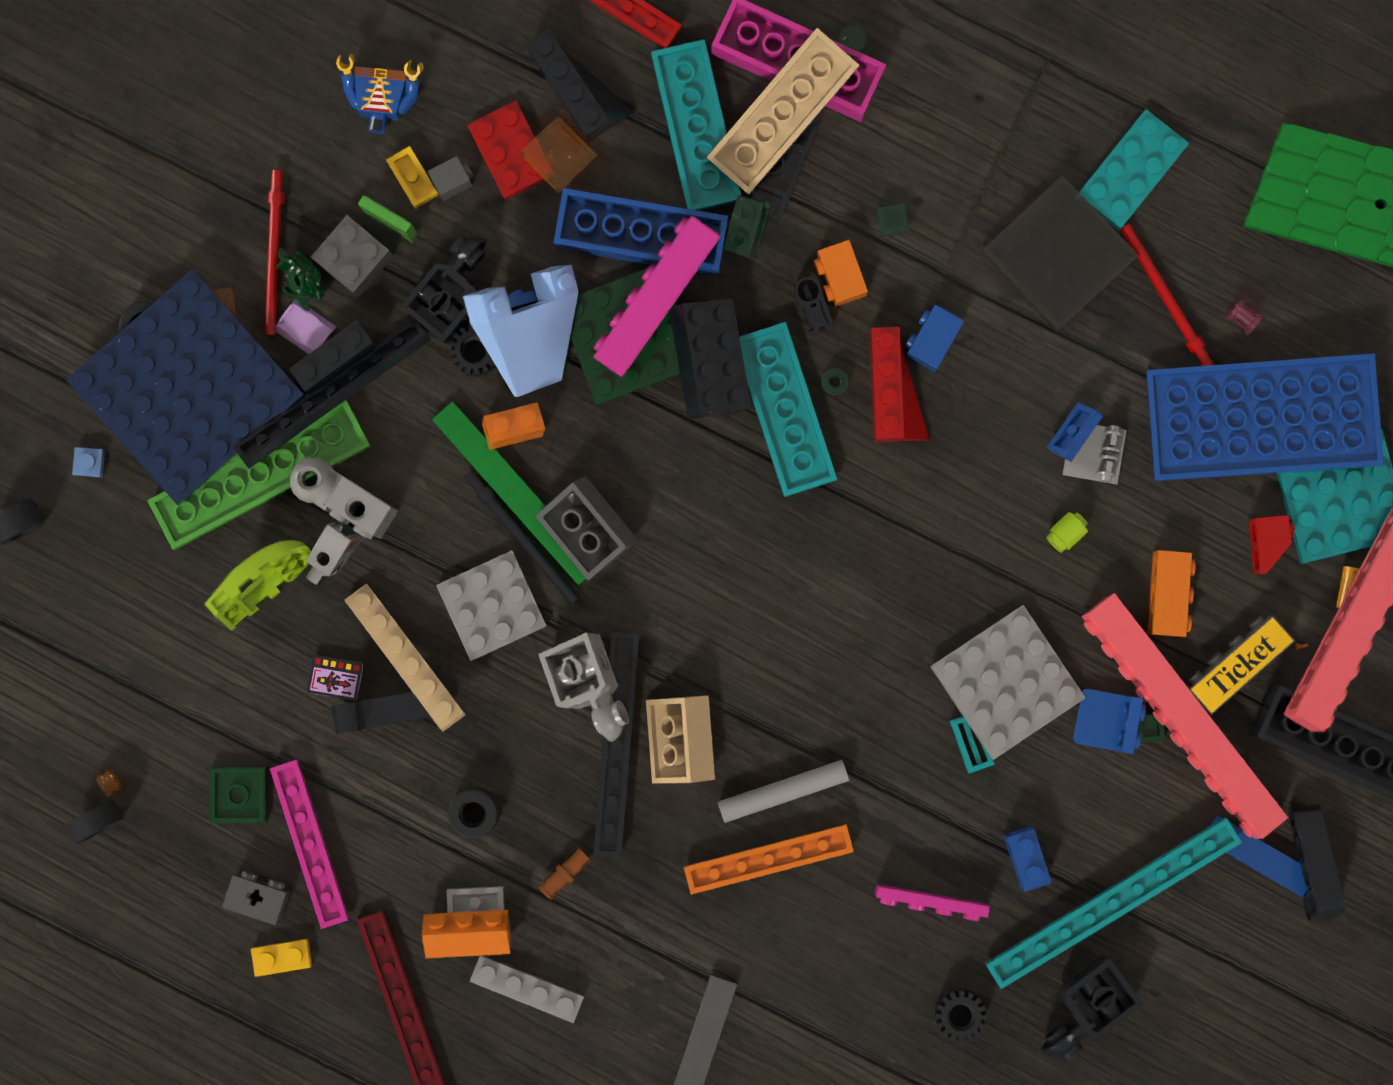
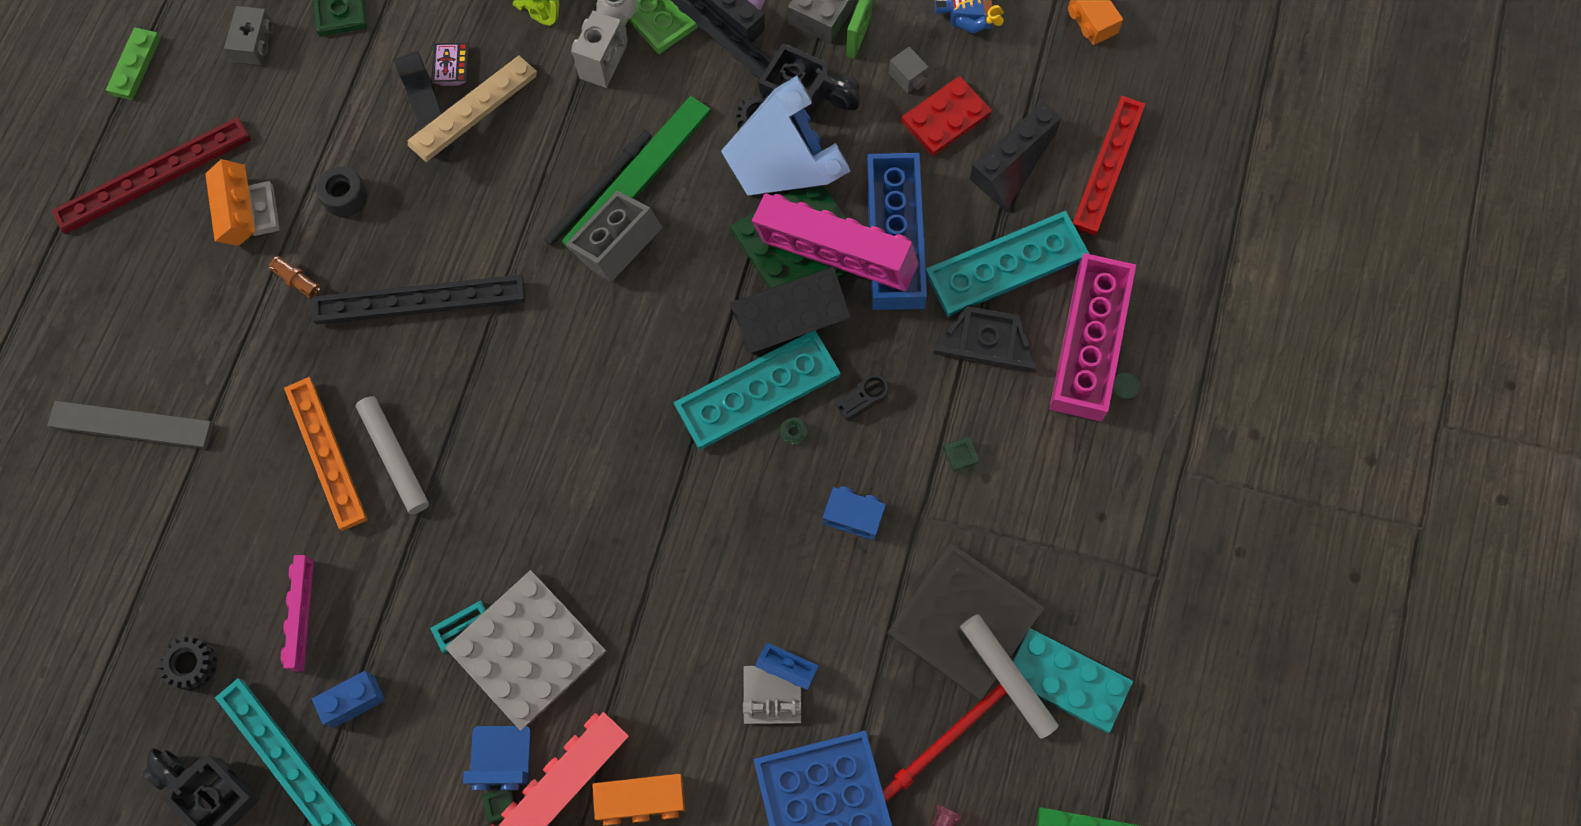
camera: 75 degrees right, 15 degrees down
(262, 1033) = (133, 63): none -> bright green plate
(281, 957) = (200, 66): yellow plate -> none
(309, 844) = (300, 68): dark pink plate -> none
(339, 543) = (556, 33): light grey torso -> none
(412, 177) = (909, 34): yellow plate -> none
(491, 605) = (532, 175): light grey plate -> none
(513, 426) = (695, 157): orange piece -> none
(527, 988) = (187, 267): light grey plate -> none
(558, 154) = (951, 151): clear orange tile -> none
(584, 677) = (472, 255): light grey brick -> none
(680, 739) = (429, 354): tan slope -> none
(747, 226) = (922, 319): clear green brick -> none
(783, 111) = (1038, 325): tan plate -> none
(840, 273) = (898, 415): orange brick -> none
(893, 394) = (795, 483): red wedge -> none
(1067, 532) = (685, 680): lime brick -> none
(1123, 223) = (1009, 676): none -> light grey piece

